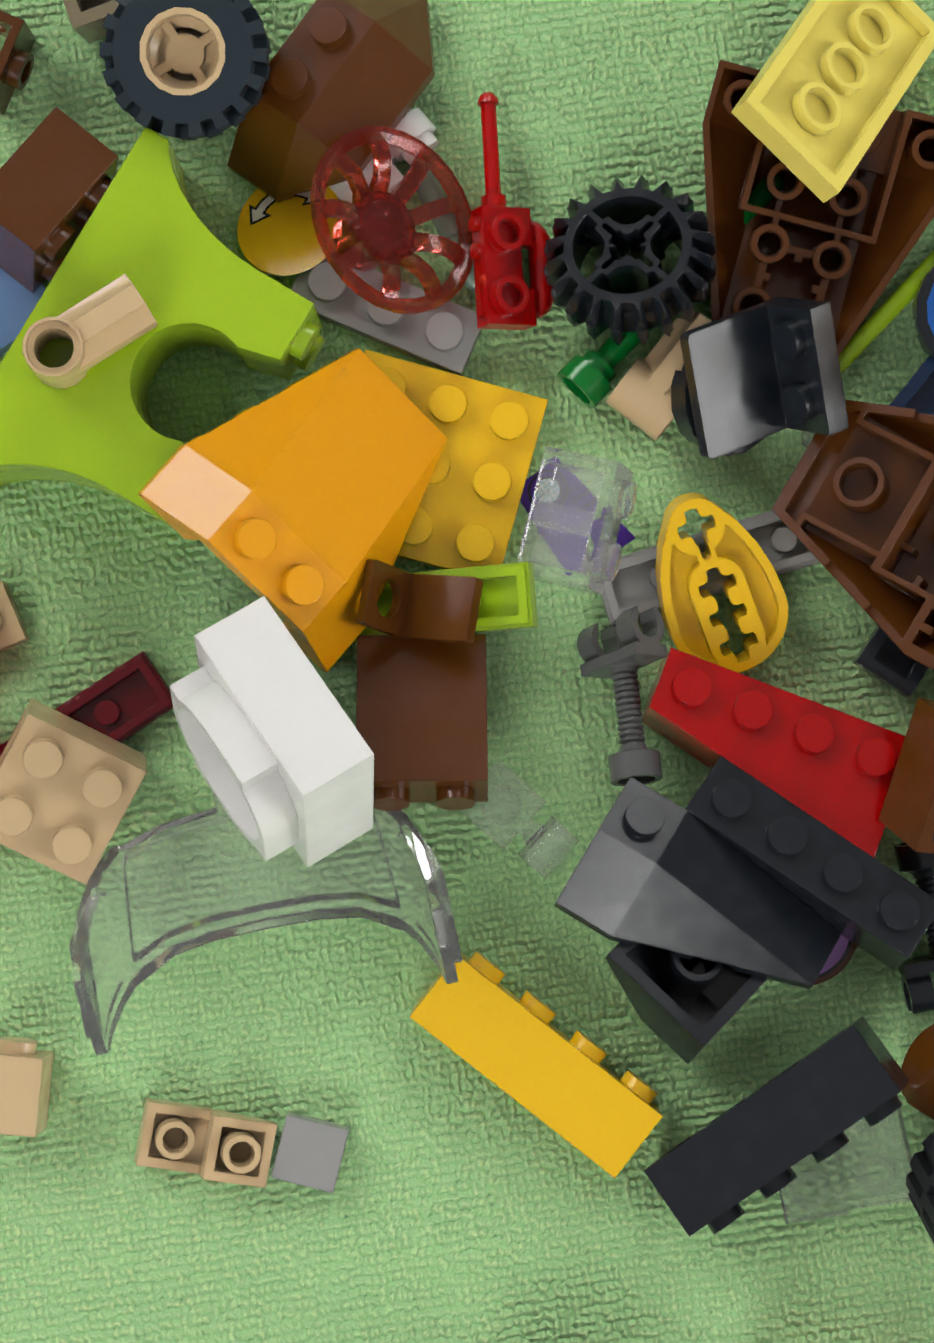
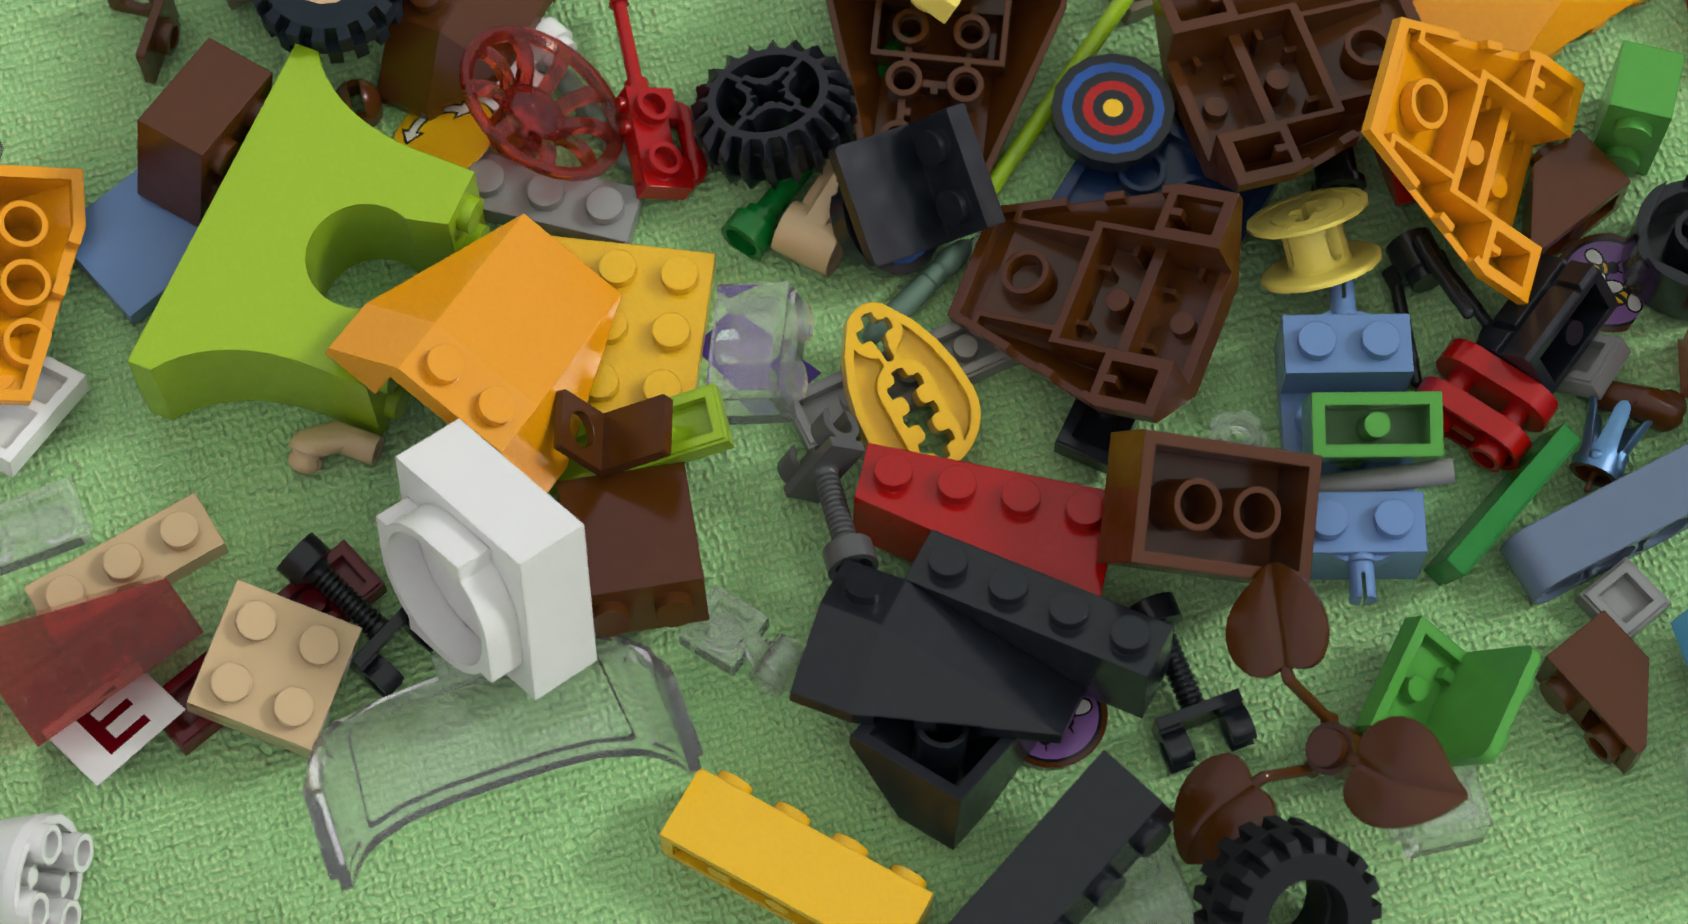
camera: 15 degrees left, 20 degrees down
(94, 326) = (262, 214): tan piece -> none
(104, 684) = (310, 565): none -> black bar
(138, 541) = (331, 438): none -> tan arm
(220, 170) = (369, 95): none -> reddish brown hinge
(749, 466) = (923, 286): none -> sand green piece

